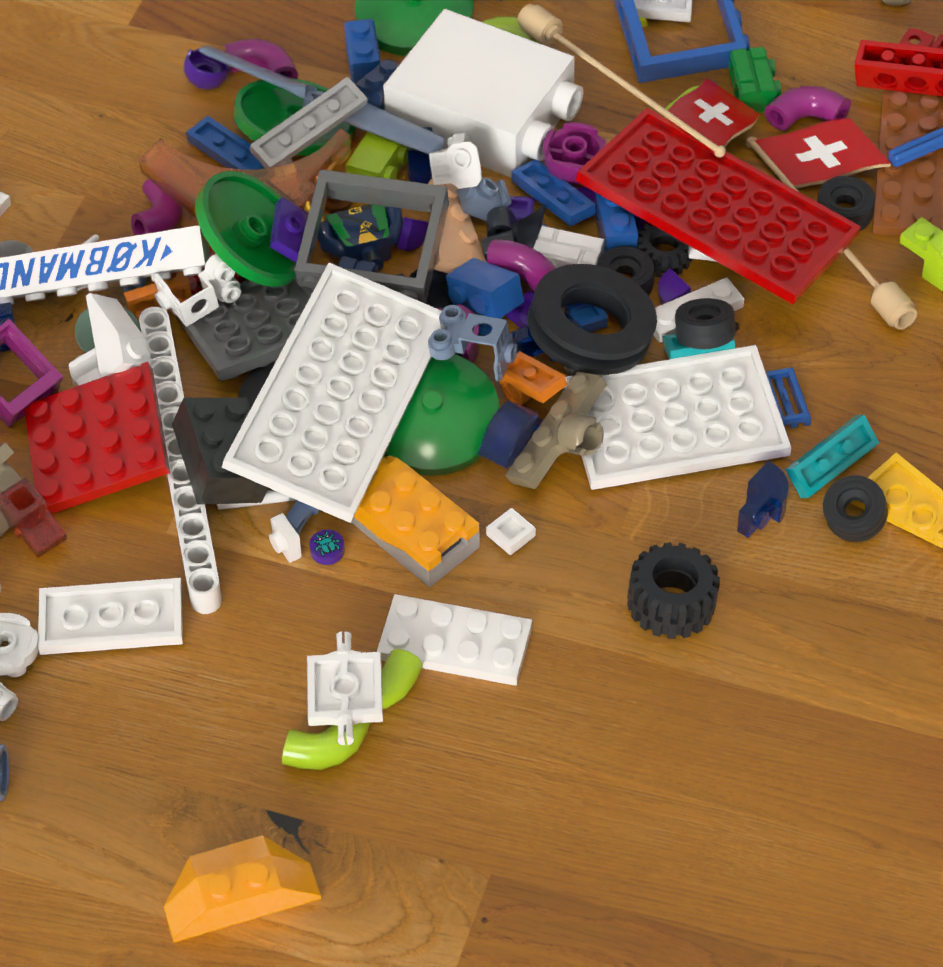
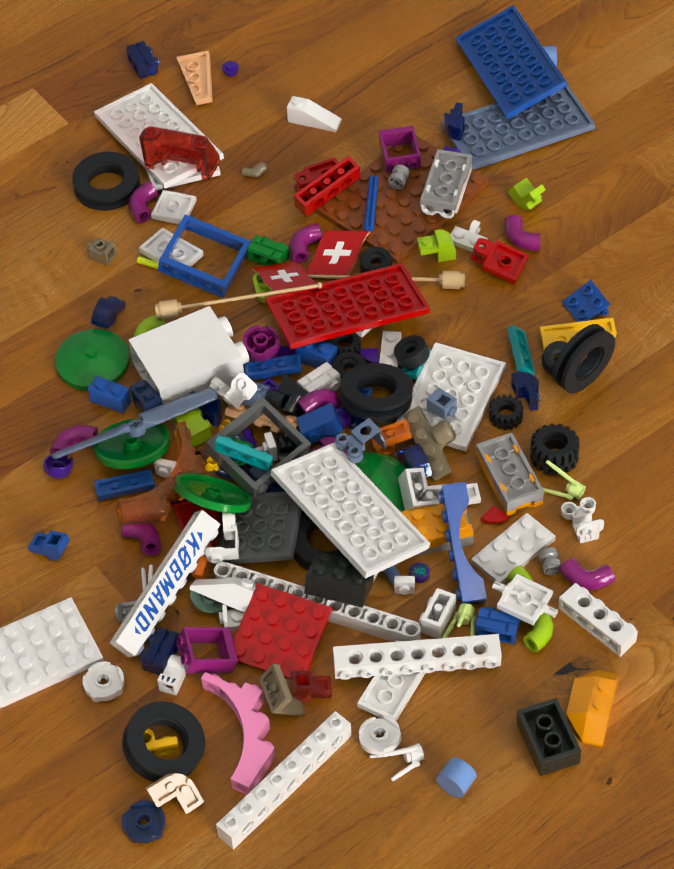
camera: 55 degrees left, 0 degrees up
(72, 129) = (49, 544): none -> blue brick
(92, 526) = (408, 650): none -> white brick
(126, 852) = (548, 736): none -> pearl dark grey brick
(256, 601) = (438, 613): none -> white brick
(284, 638) = (464, 616): none -> yellowish green plant
(287, 683) = (496, 622): none -> blue brick
(288, 228) = (221, 480): dark purple plate -> none
(308, 124) = (159, 435): light grey plate -> none
(331, 216) = (243, 453): none -> teal plate
(402, 760) = (601, 629): none -> white brick
(403, 258) = (269, 446): none -> white bracket
(437, 505) = (469, 583): none -> arch
(445, 463) = (415, 489): none -> white brick
(461, 695) = (550, 561): none -> light grey wheel
(462, 755) = (585, 578): none -> magenta cylinder
(497, 584) = (494, 516): none -> red tile
(577, 694) = (582, 519): none -> white piece
(578, 557) = (509, 473): none -> light grey piece
(625, 658) = (574, 488): none -> yellowish green plant
(632, 412) = (442, 404): none -> sand blue brick
(701, 513) = (507, 403): none -> black tyre
(790, 418) = (472, 347): blue tile -> none
(863, 497) = (591, 341): none -> black tyre

